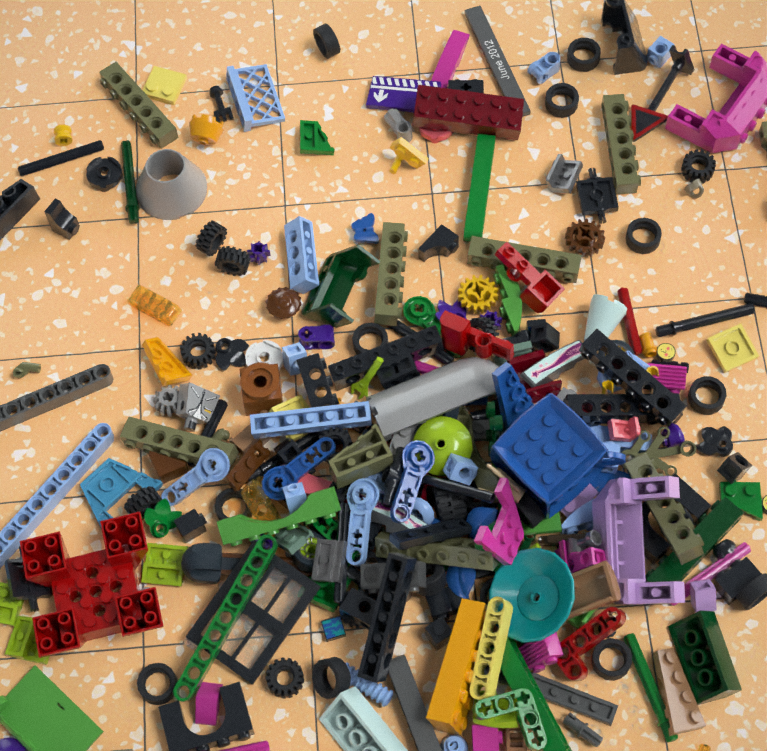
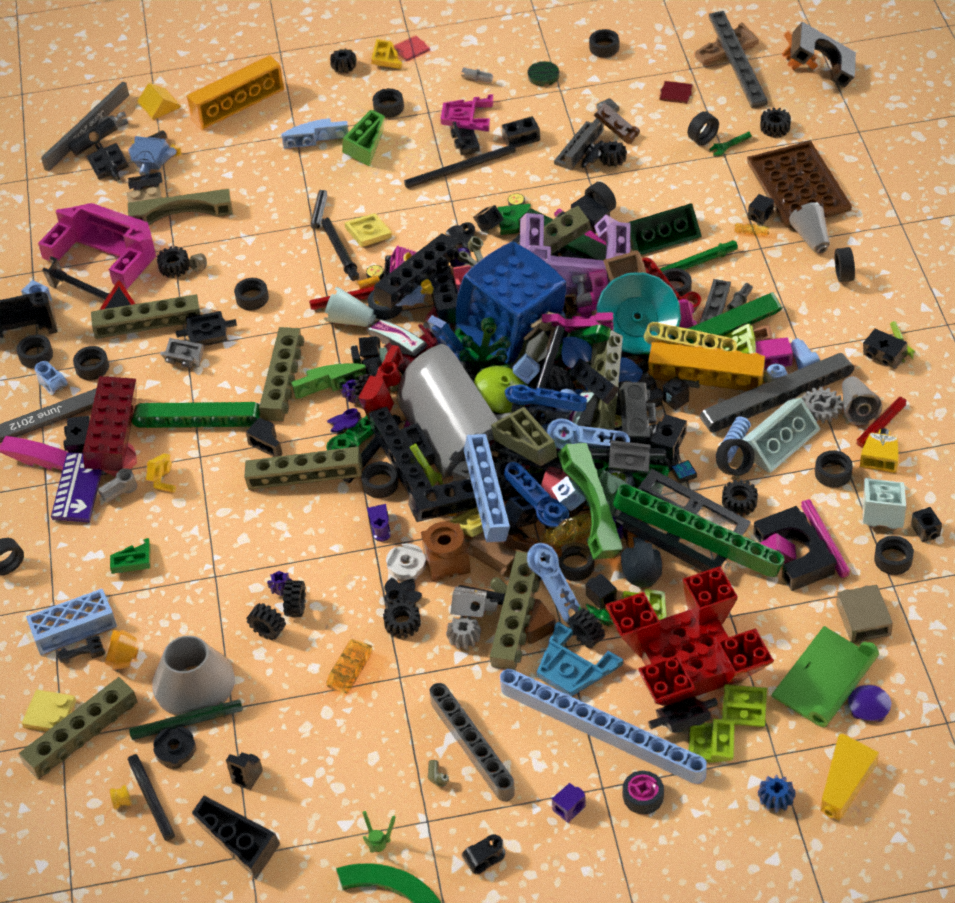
camera: 95 degrees left, 15 degrees down
(148, 671) = (771, 580): black tyre -> none
(165, 363) = (419, 641): light orange wing -> none
(283, 303) = (342, 551): reddish brown piece -> none
(290, 355) = (407, 529): light blue brick -> none
(301, 255) = (252, 544): light blue brick -> none
(335, 284) = (316, 520): dark green windscreen -> none
(364, 230) = (249, 500): blue animal -> none
(387, 617) = (679, 403): black brick -> none
(484, 289) = (322, 403): yellow gear -> none
(521, 710) = (736, 323): beam -> none
(541, 288) = (314, 353): red plate -> none
(585, 237) = (255, 332): reddish brown gear -> none
(680, 702) = (695, 242): medium nougat wing -> none
(702, 408) = (413, 233): black tyre -> none

